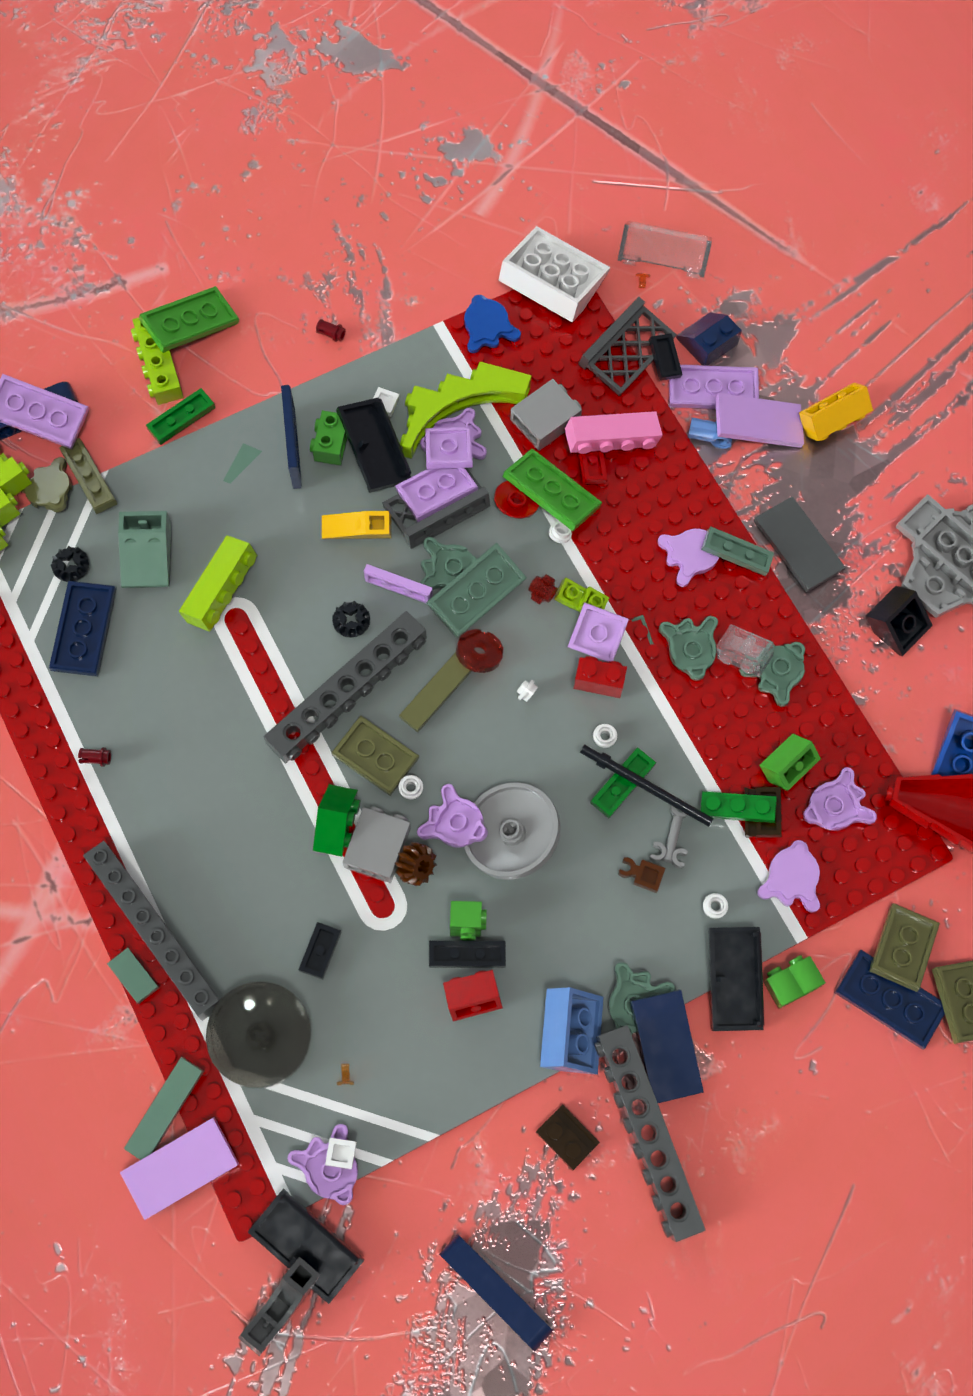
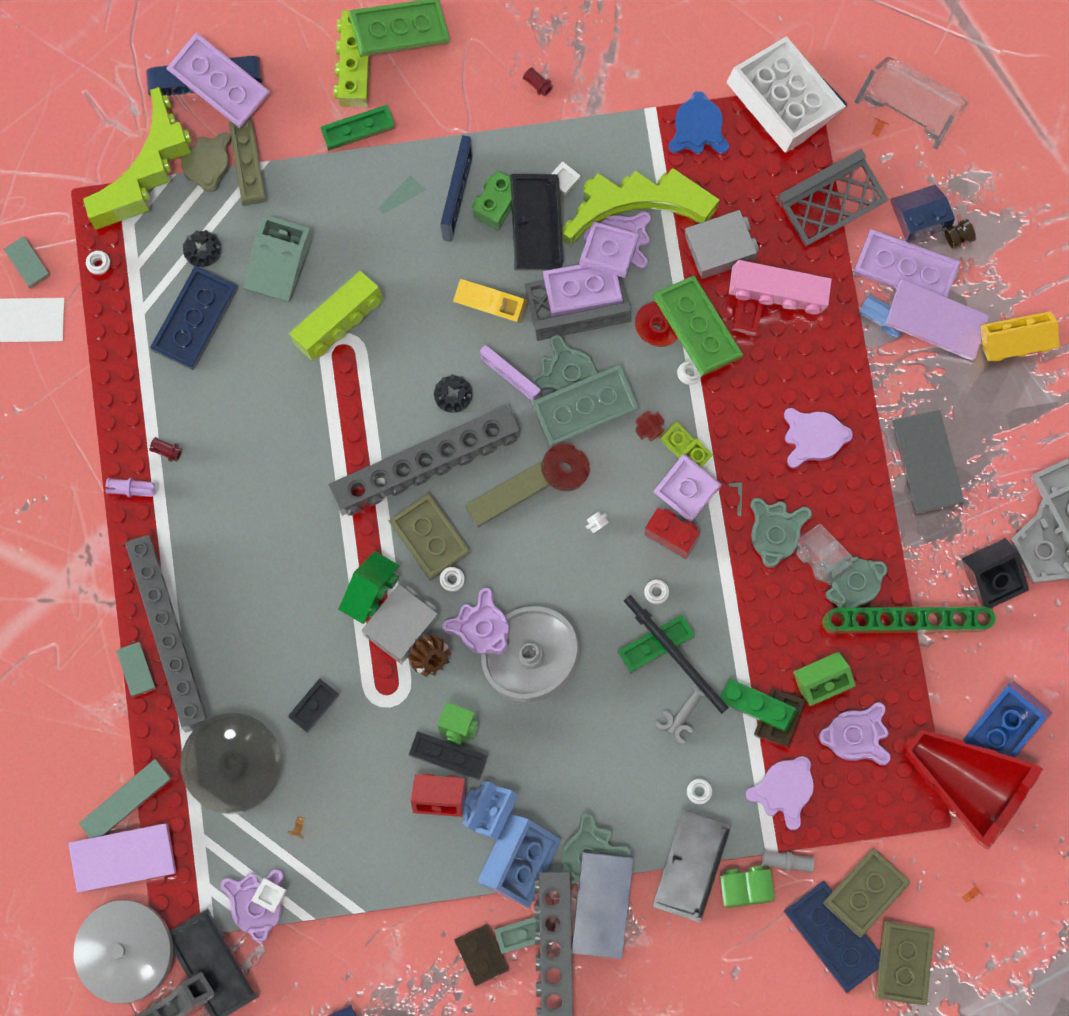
camera: 25 degrees right, 5 degrees up
(71, 803) = (130, 487): none -> lavender axle
(211, 1264) = (123, 951): none -> light grey dish
(525, 992) = (488, 809): none -> medium blue slope
(596, 1105) = (517, 935): none -> sand green plate
(646, 875) = (644, 740): reddish brown plate -> none
(665, 357) = (866, 221): black tile -> none
(737, 551) = (858, 450): sand green plate -> none
(748, 345) = (960, 234): none -> dark brown wheel
(821, 943) = (787, 861): none -> light grey pin
(833, 688) = (920, 617): none -> green beam

